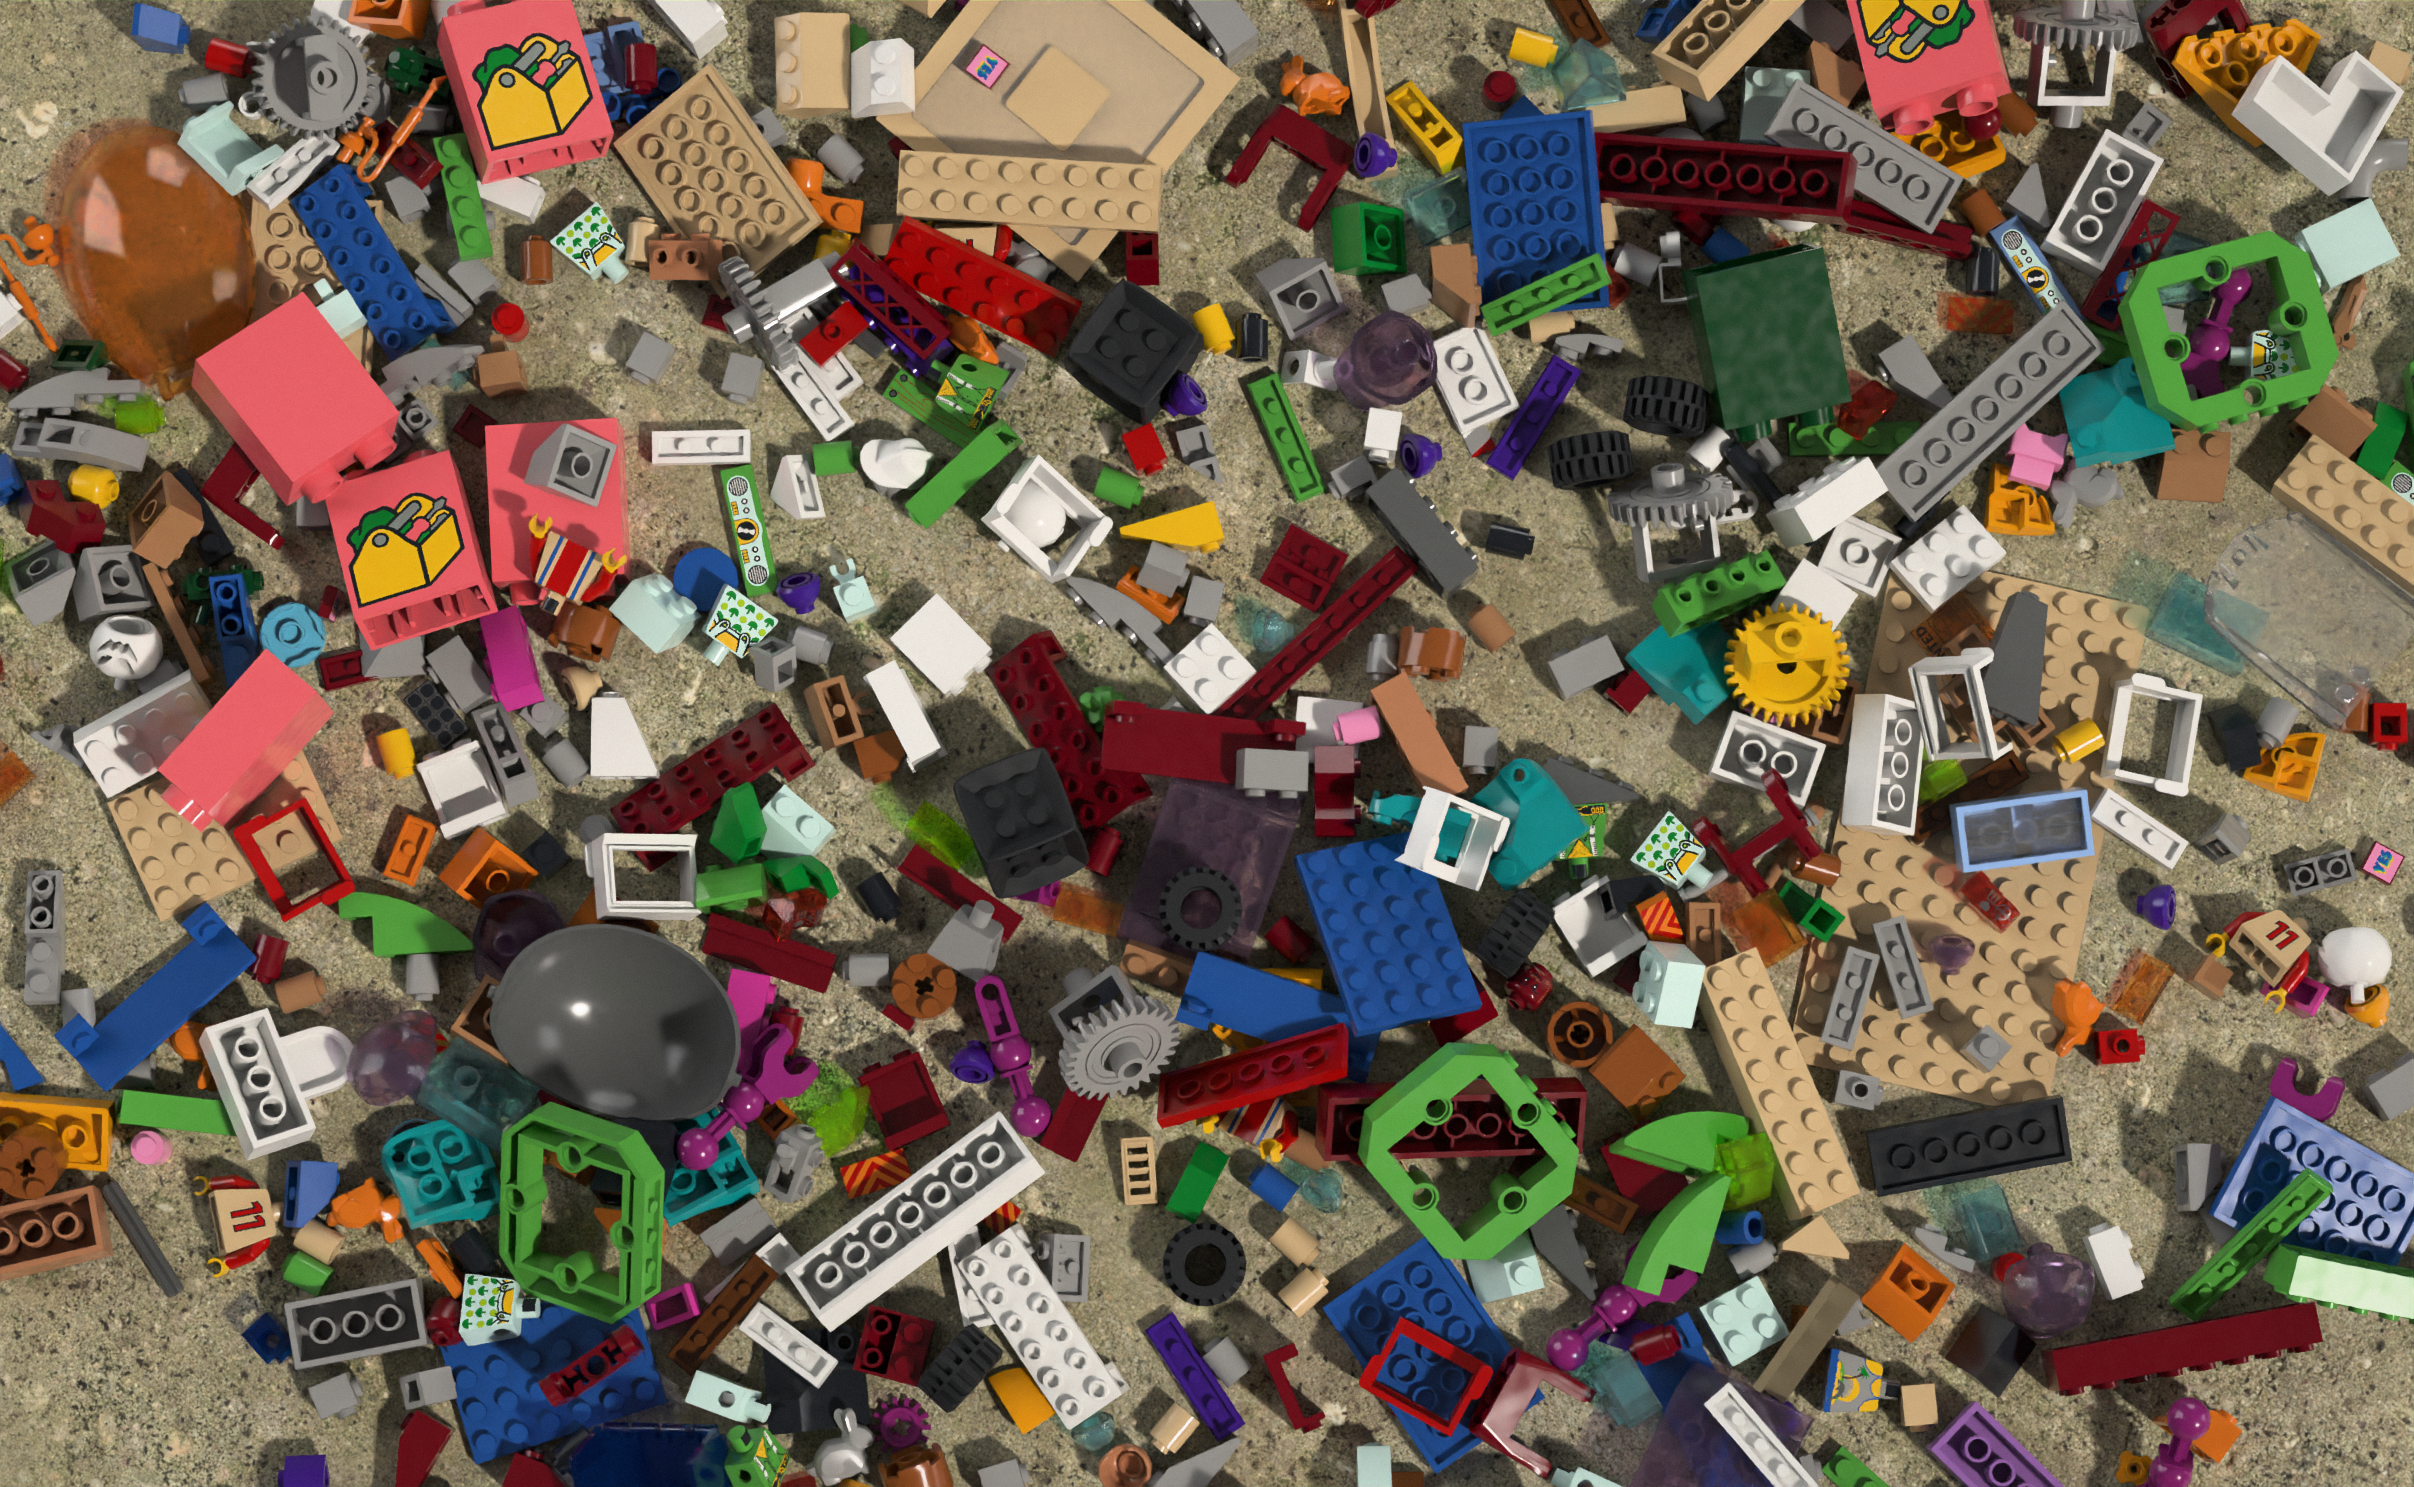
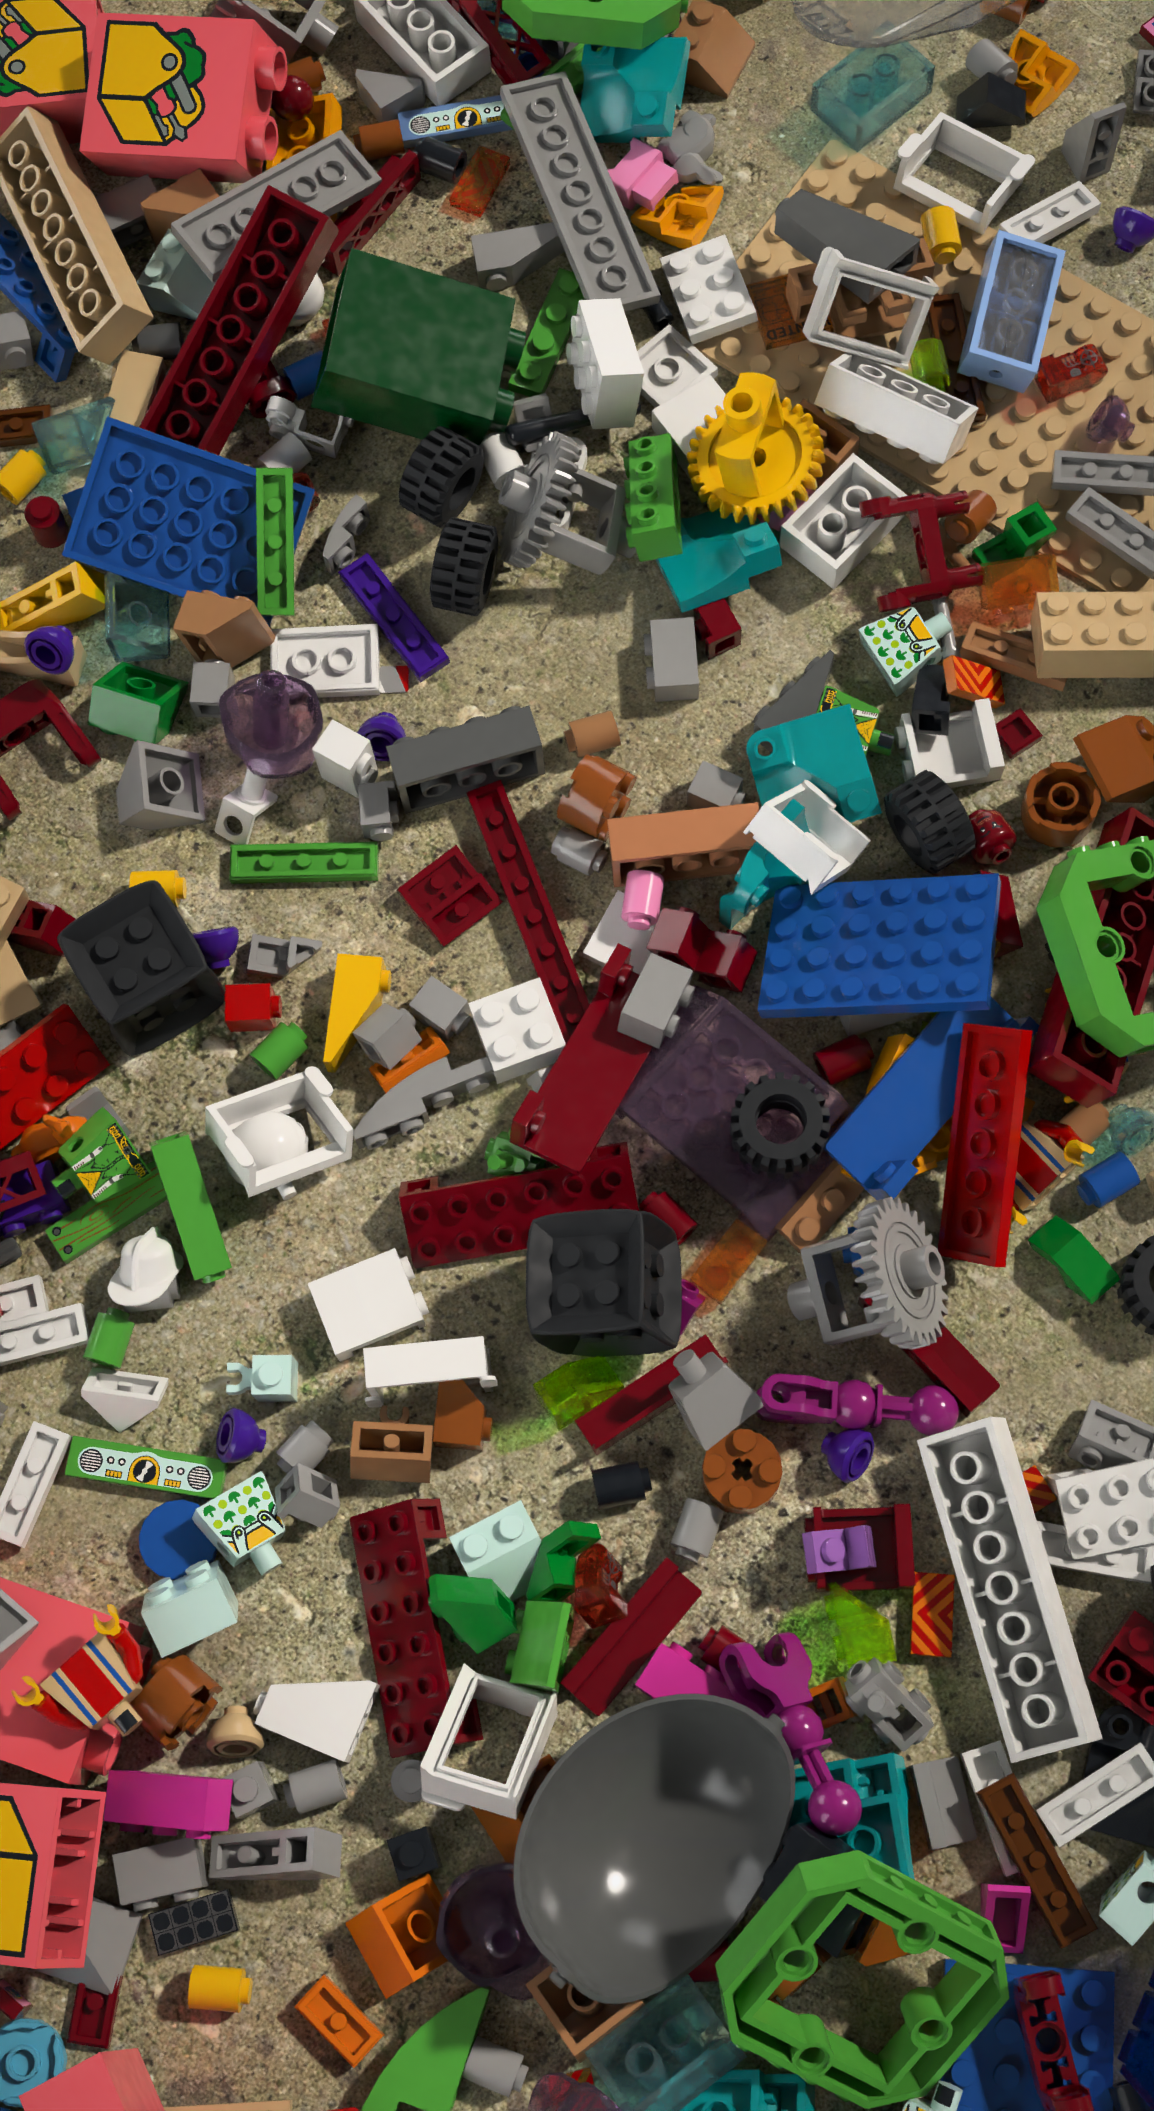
camera: 60 degrees left, 10 degrees down
(462, 788) = (293, 1926): white panel -> none
(893, 1084) = (839, 1549): none -> medium lavender slope
(899, 1017) = (765, 1515): dark red tile -> none
(1138, 1142) = (1032, 1332): tan slope -> none
(1252, 339) = (185, 854): black brick -> none
(1270, 630) = (500, 954): clear light blue brick -> none
(1509, 540) = (510, 682): black brick -> none
(1550, 326) = (308, 563): tan brick -> none
(1668, 984) = (1044, 689): light aqua brick -> none
(1865, 409) = (529, 307): clear red leg -> none

